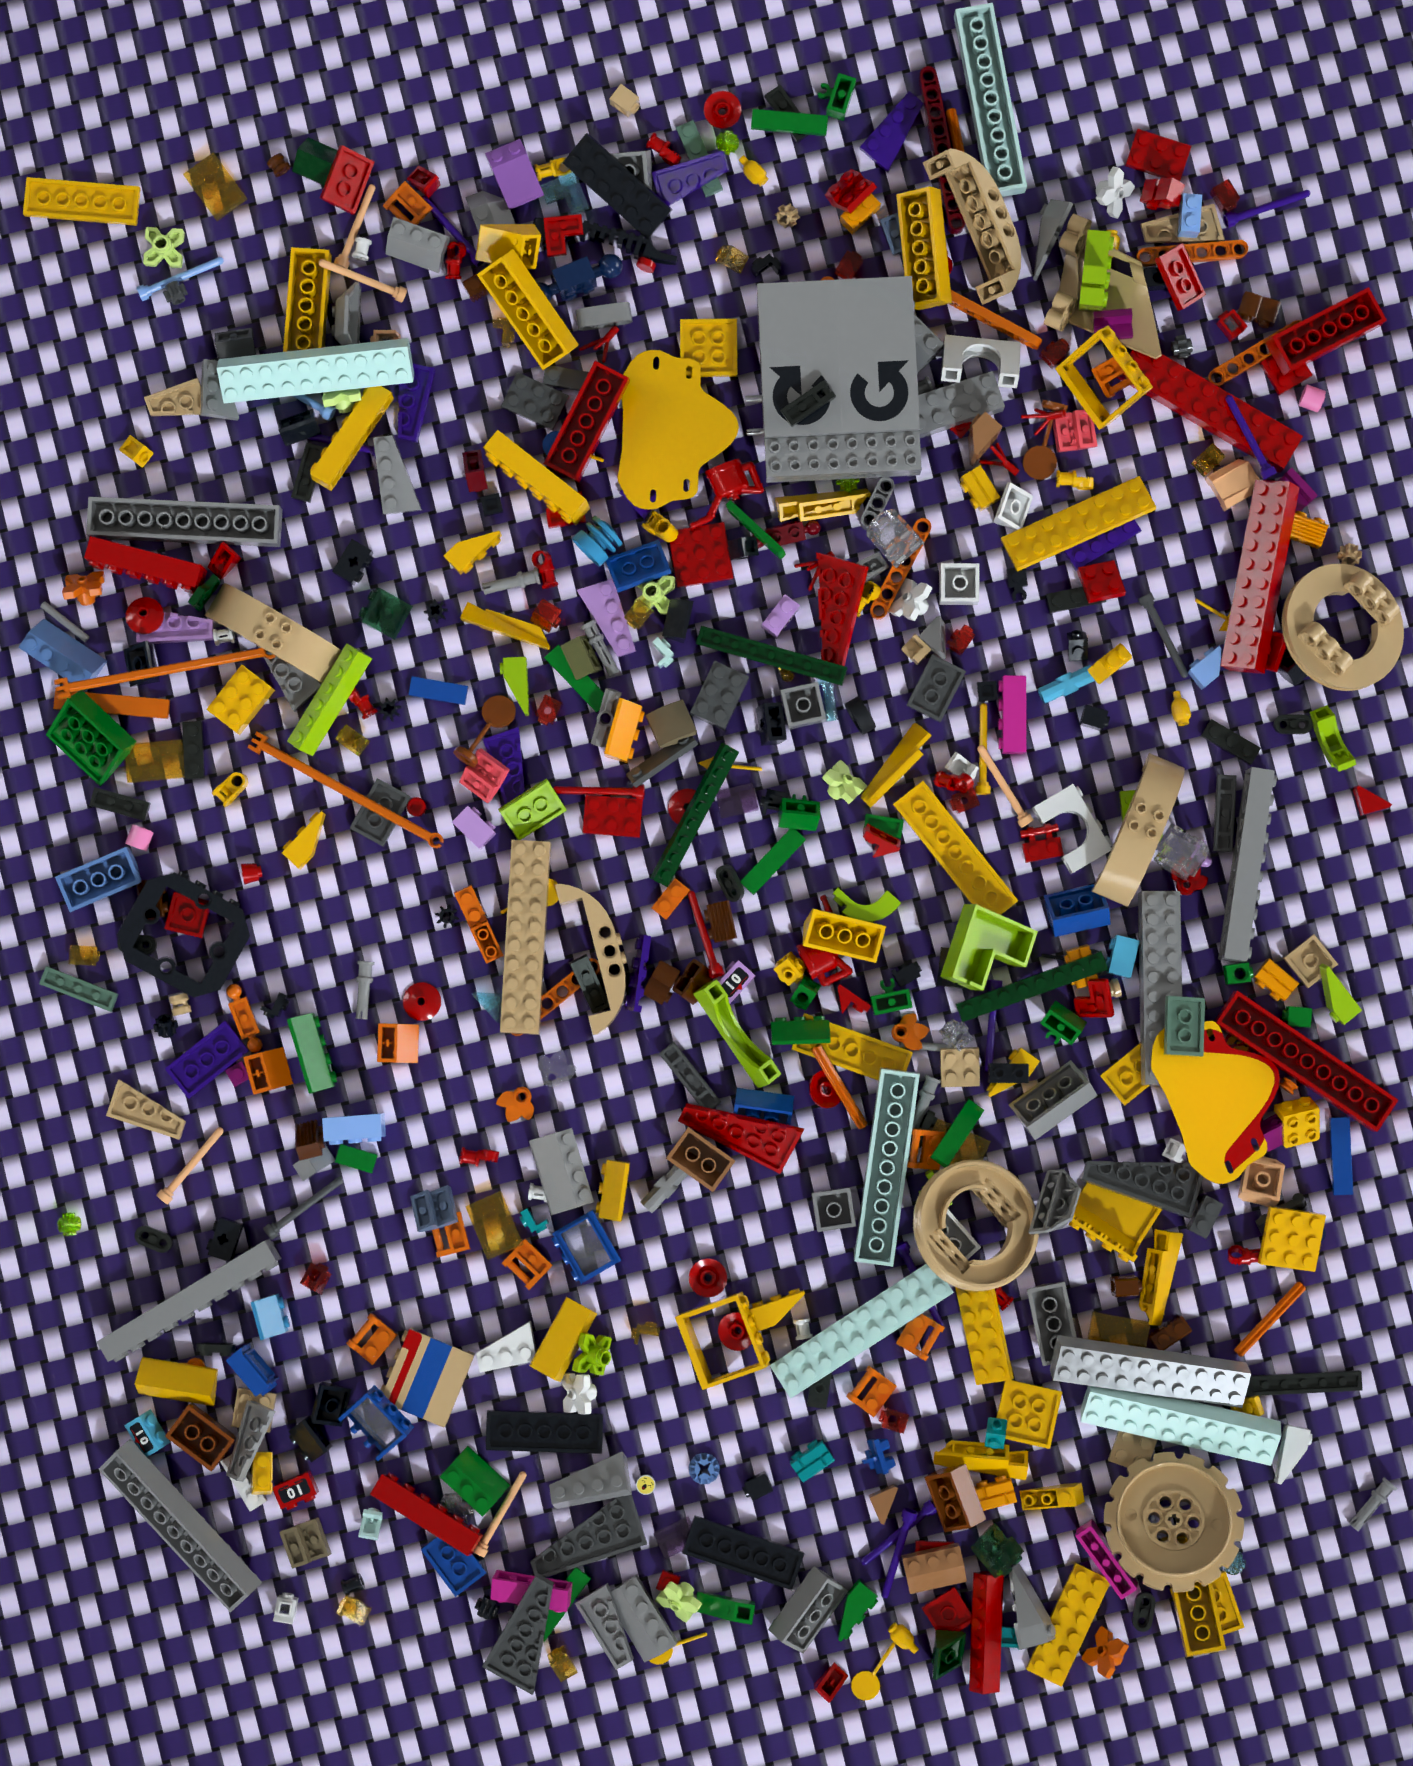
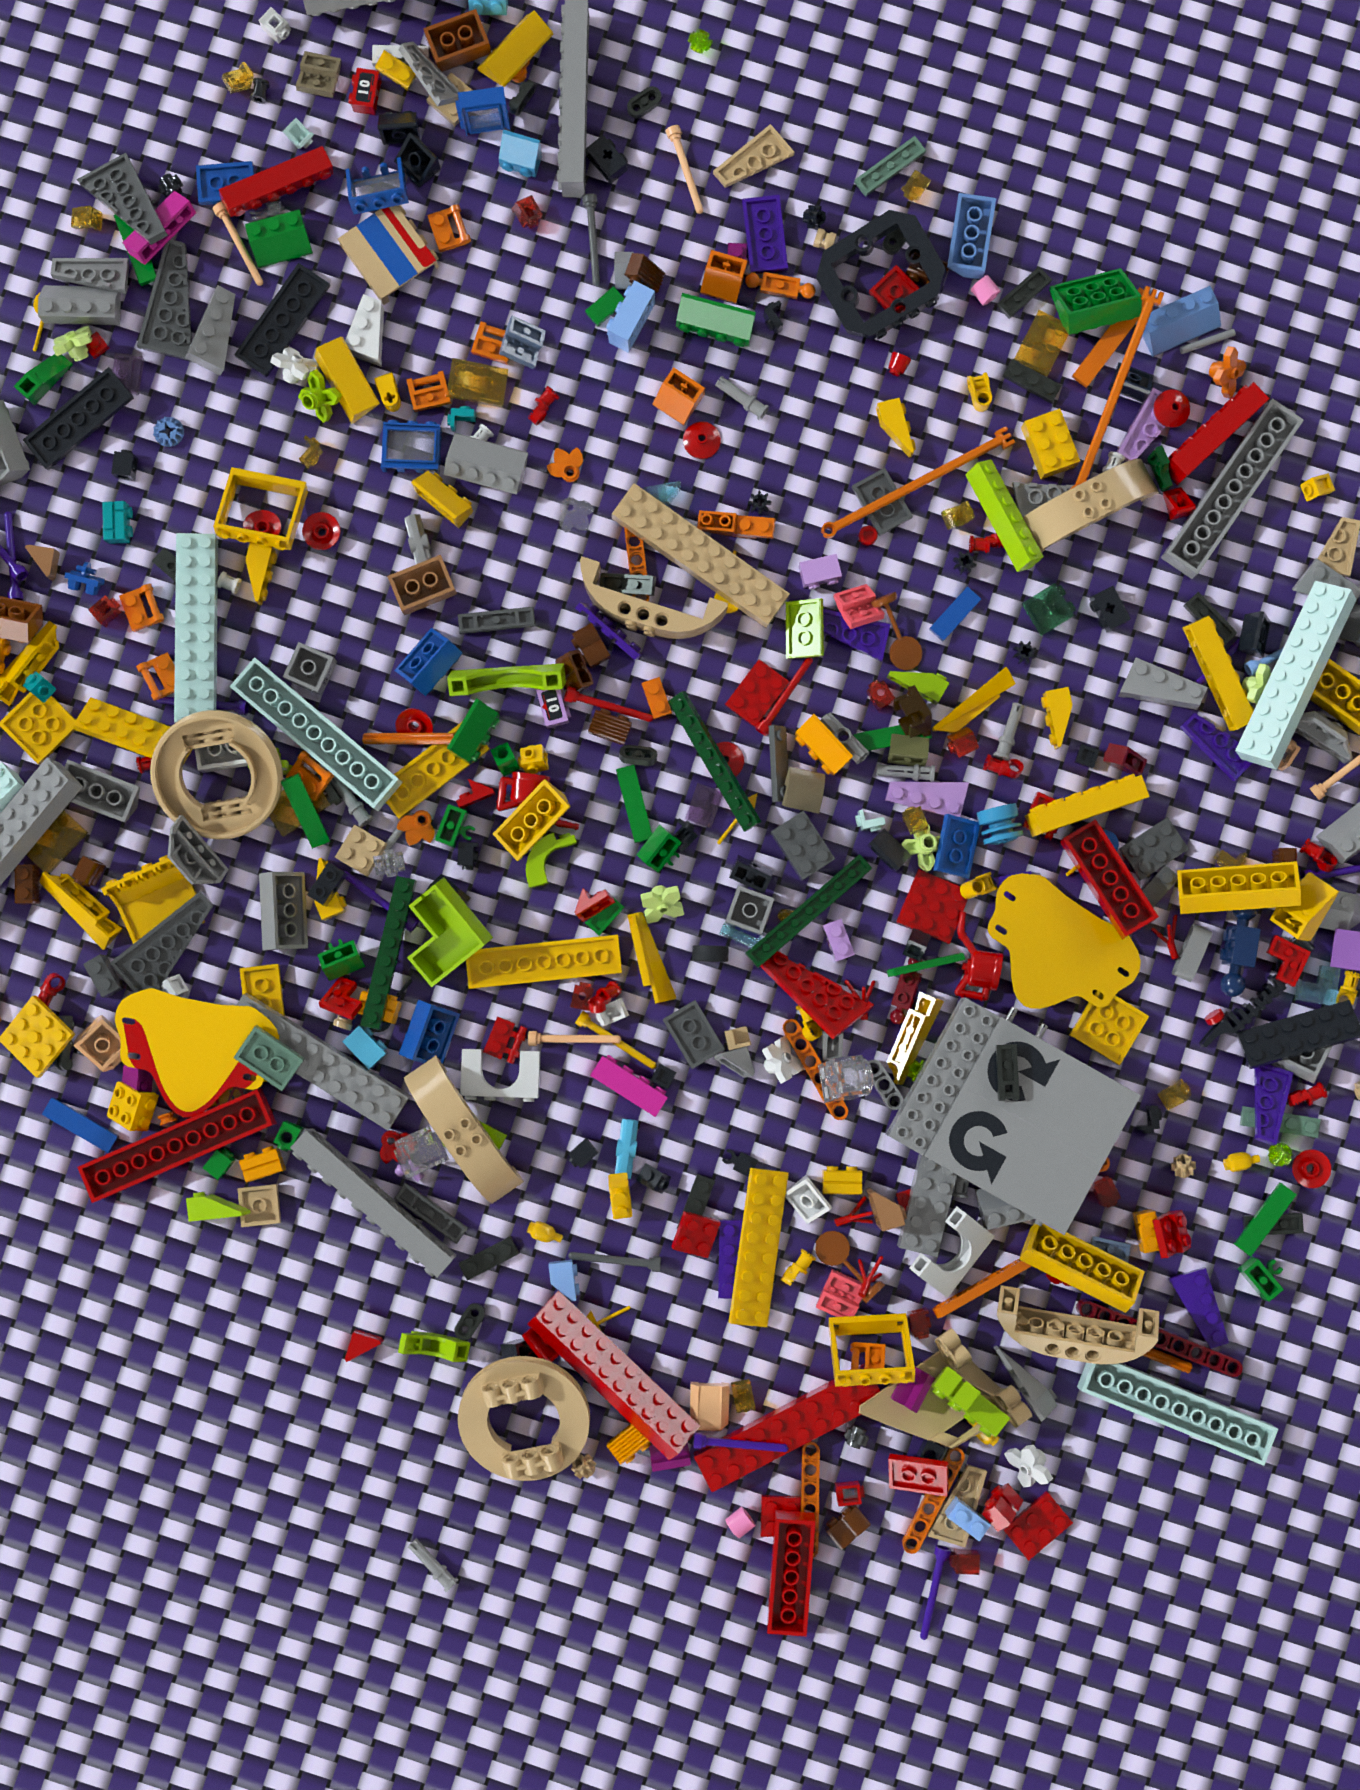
camera: 115 degrees right, 0 degrees up
(547, 1300) = (388, 390): none -> yellow piece
(550, 667) = (917, 714): none -> dark brown panel
(645, 1484) = (186, 376): light yellow tile -> none
(755, 1138) = (408, 642): red wing -> none
(959, 584) = (770, 1110): white brick -> none
(961, 639) = (721, 1082): clear red brick -> none

